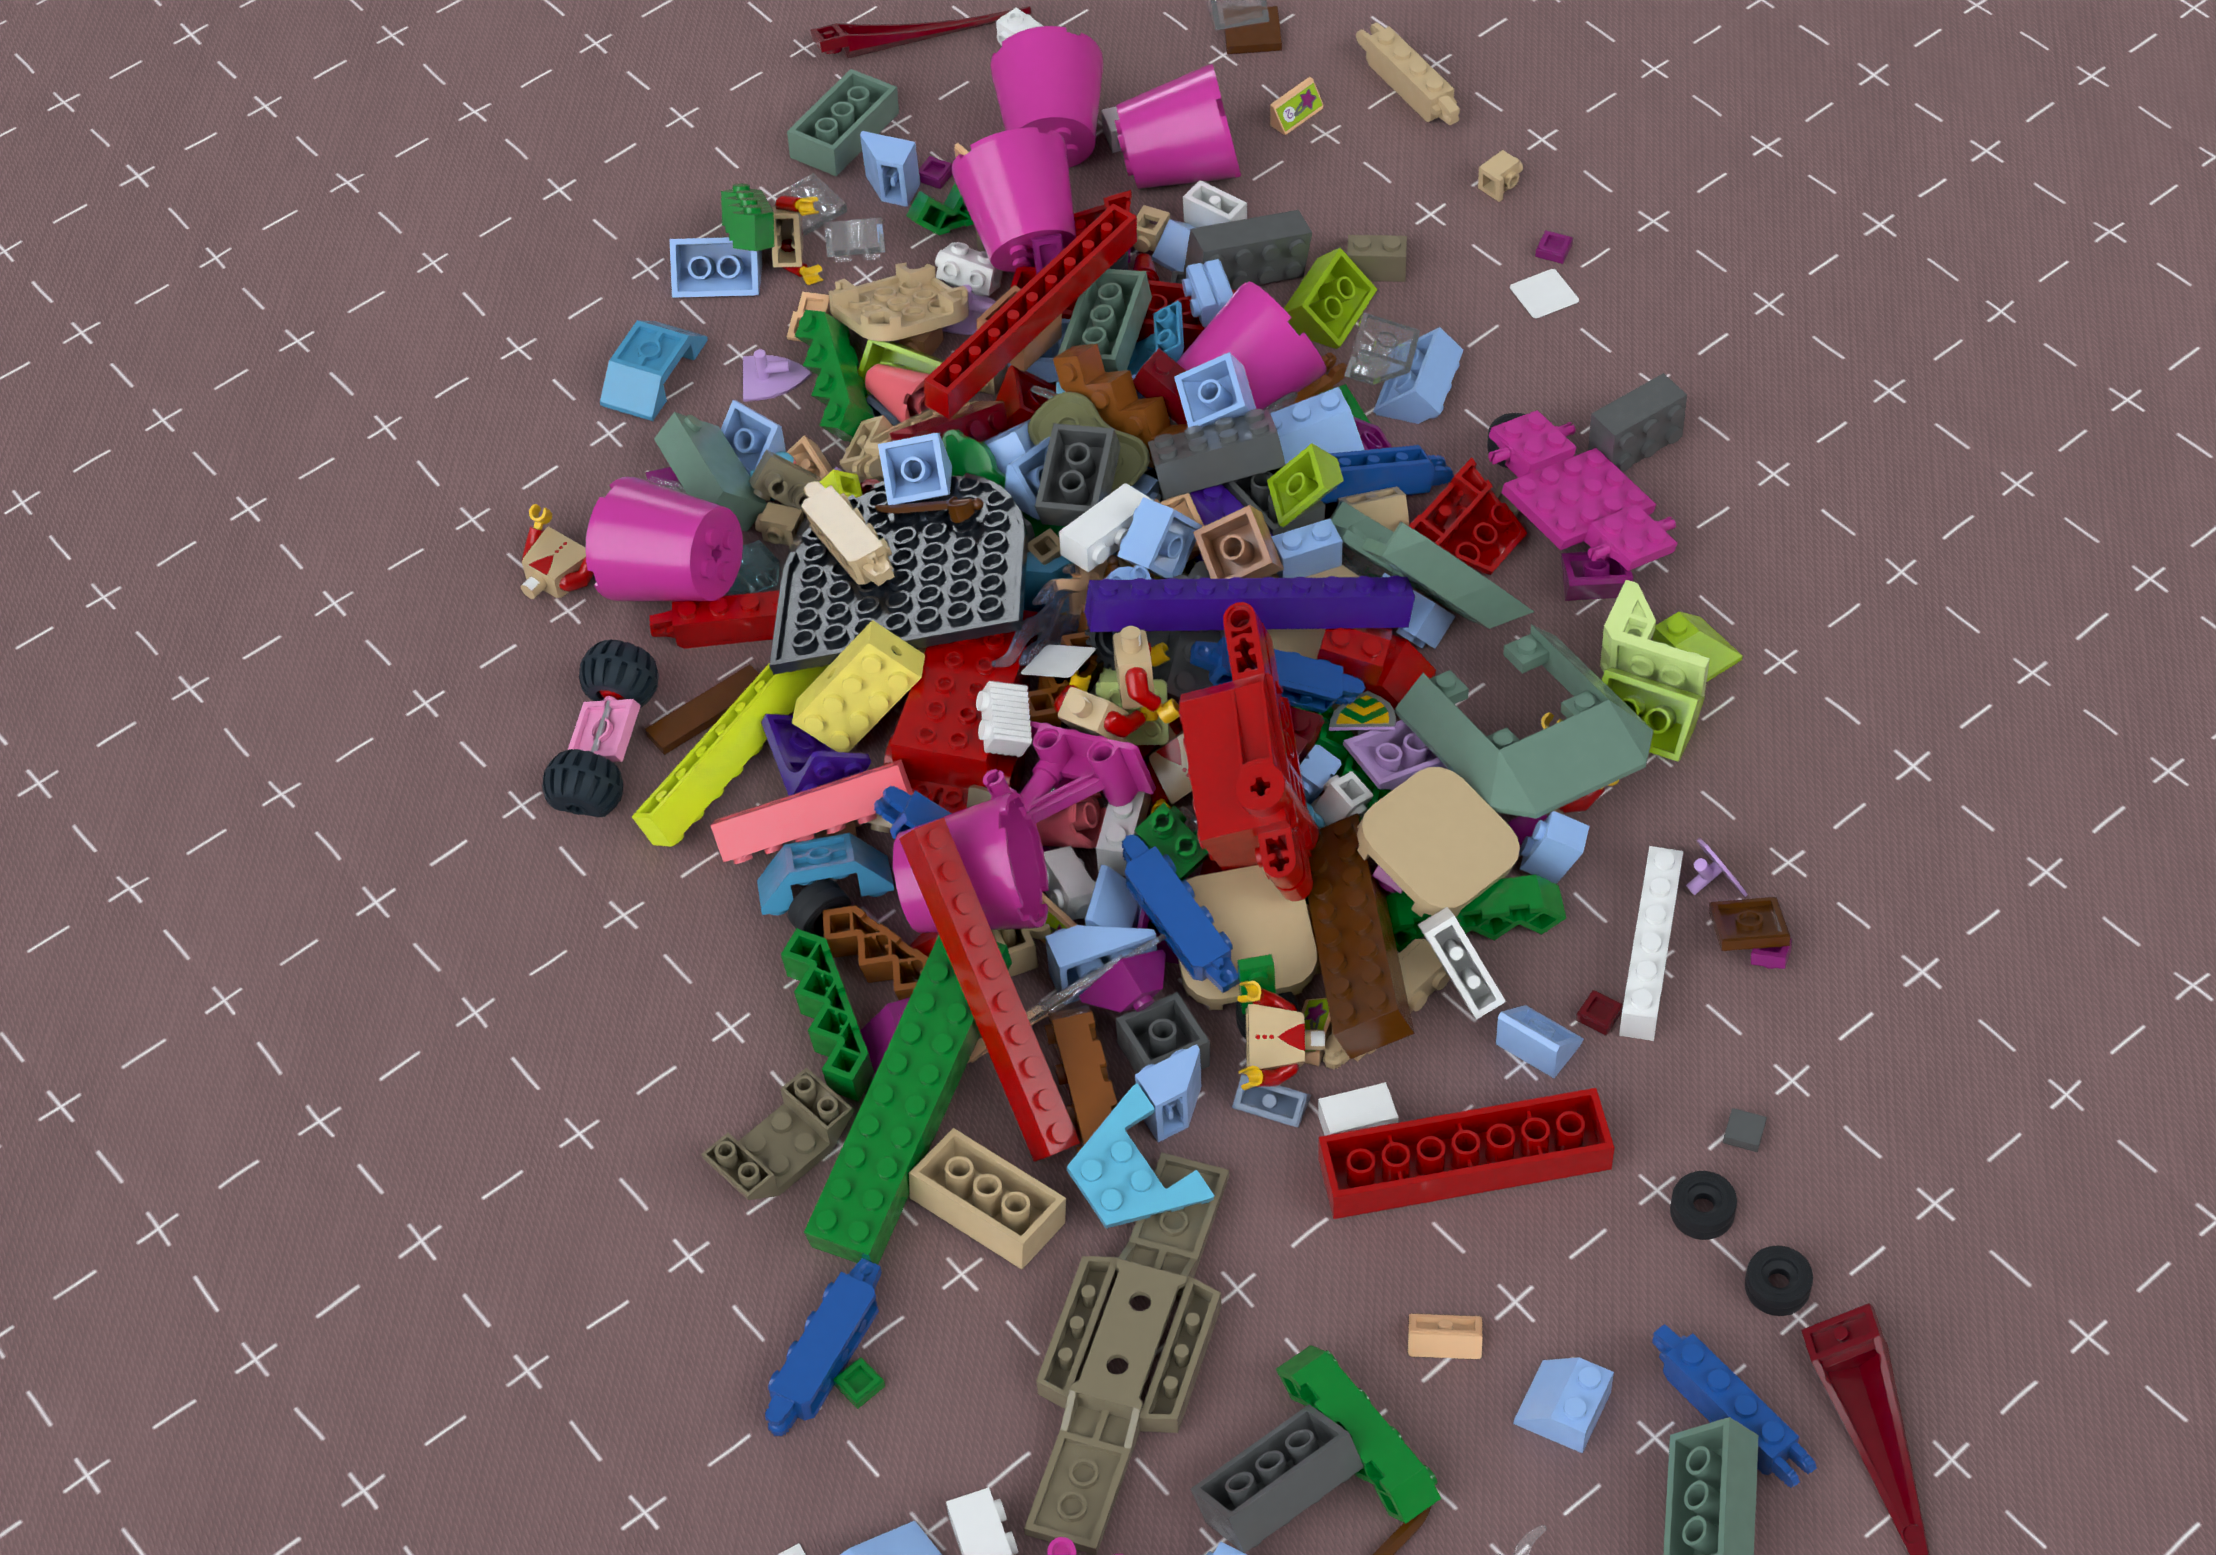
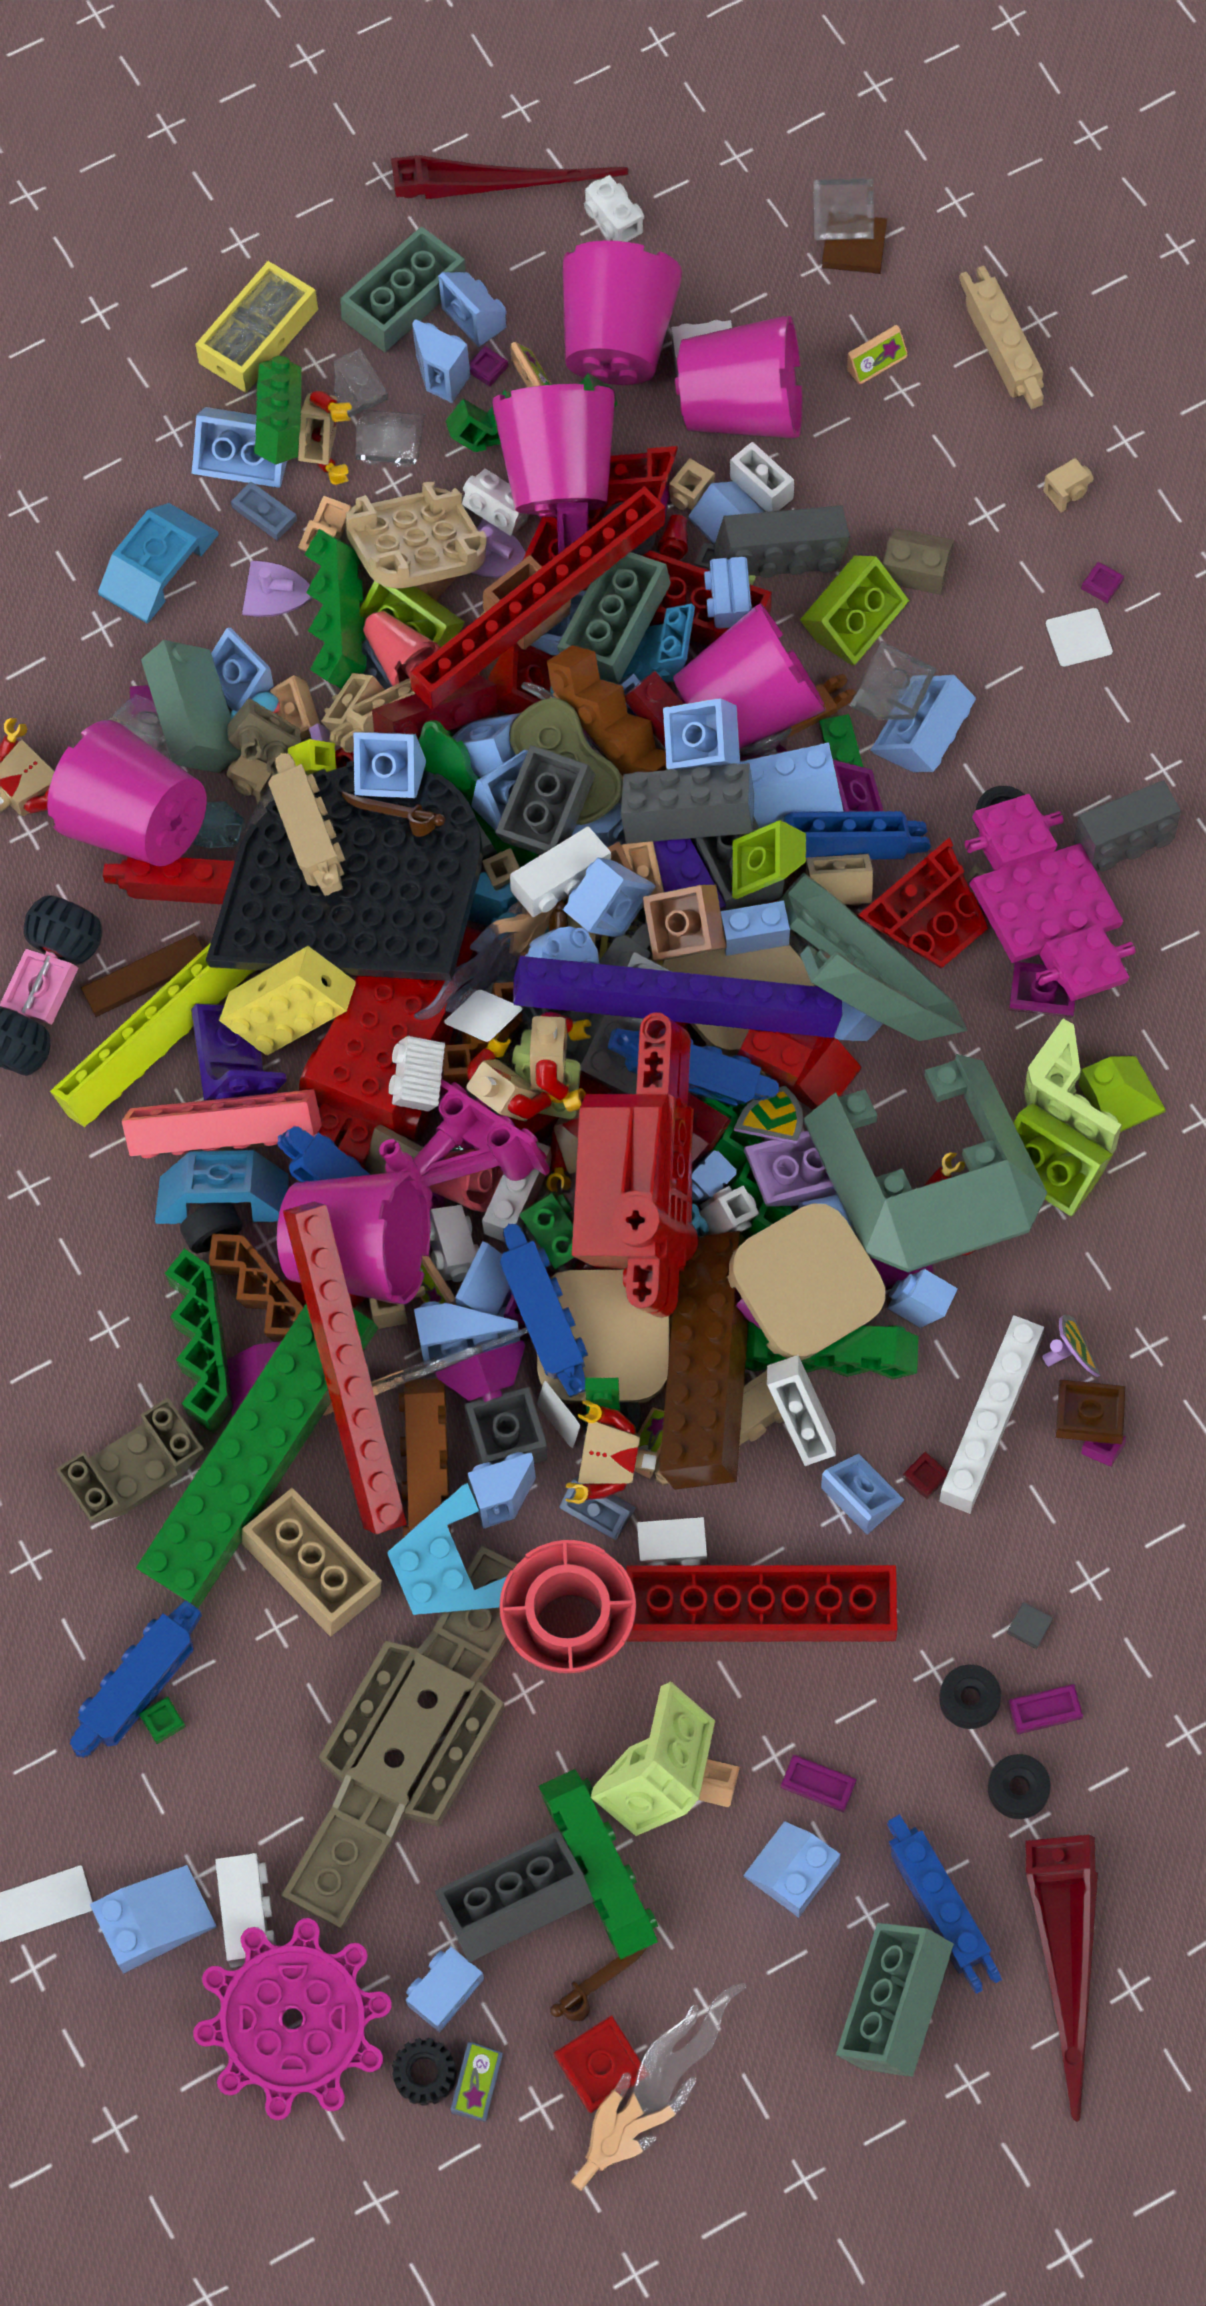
camera: 10 degrees right, 15 degrees up
(717, 158) = (256, 326): none -> brick
(747, 313) = (264, 511): none -> sand blue plate
(909, 122) = (471, 306): none -> light blue slope
(1214, 1015) = (558, 1414): none -> white sticker
(1265, 1153) = (560, 1571): none -> coral cone
(1401, 1328) = (663, 1773): none -> yellowish green bracket
(1568, 1317) = (818, 1783): none -> magenta tile
(1783, 1205) = (1045, 1709): none -> magenta tile

